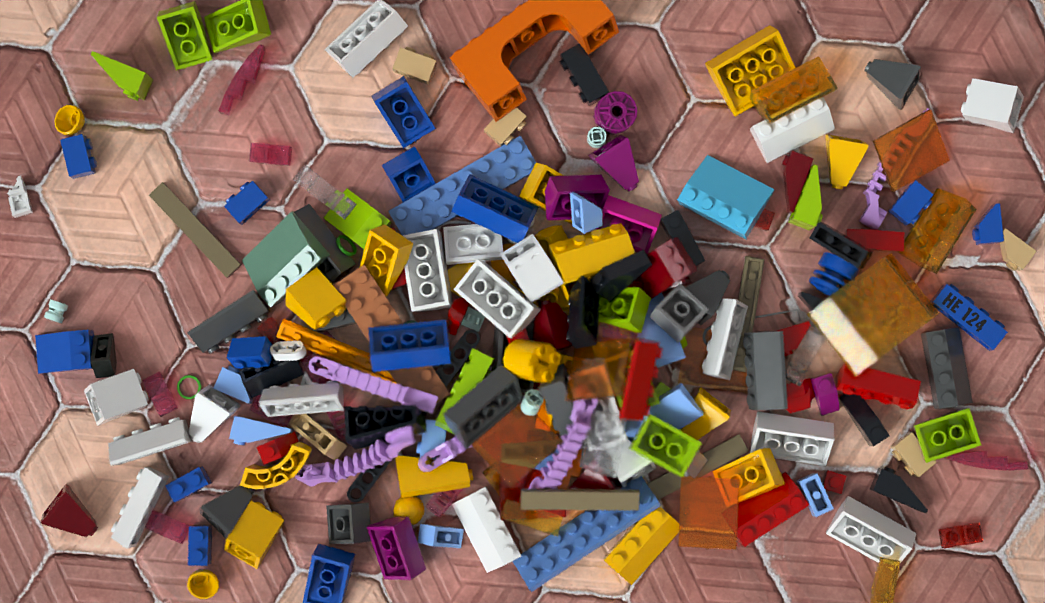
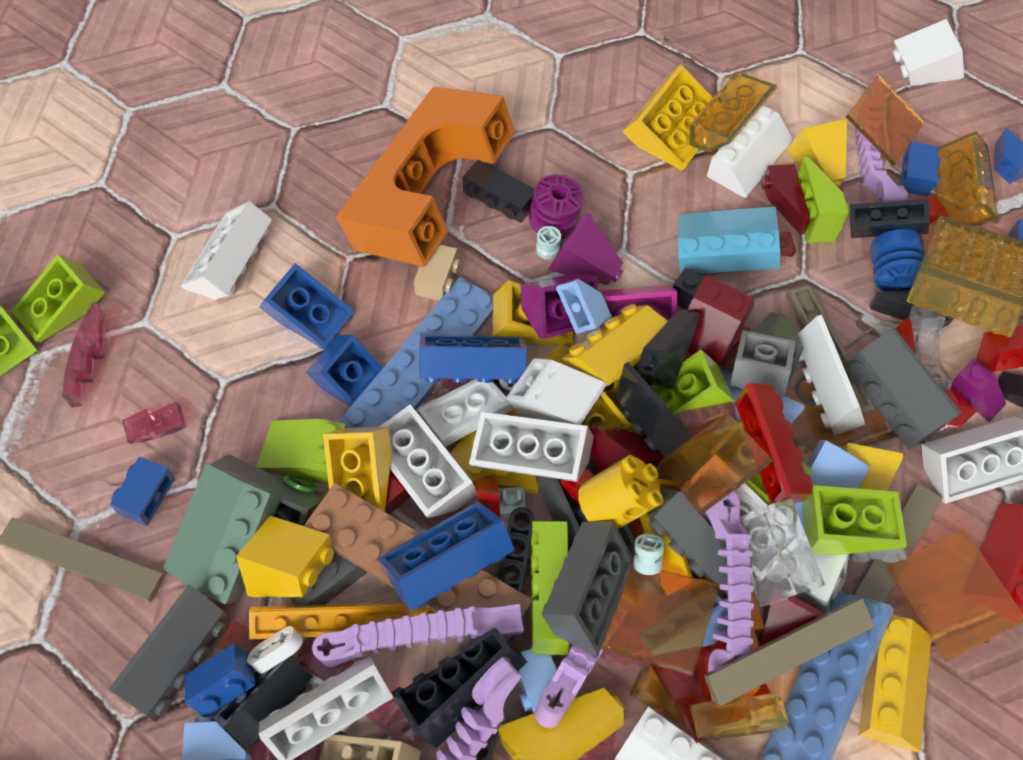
camera: 30 degrees left, 25 degrees down
(324, 192) = (244, 435): clear arch -> none
(414, 65) = (304, 251): tan brick -> none
(755, 472) = (975, 510): yellow slope -> none
(894, 79) = (820, 71): dark grey slope -> none

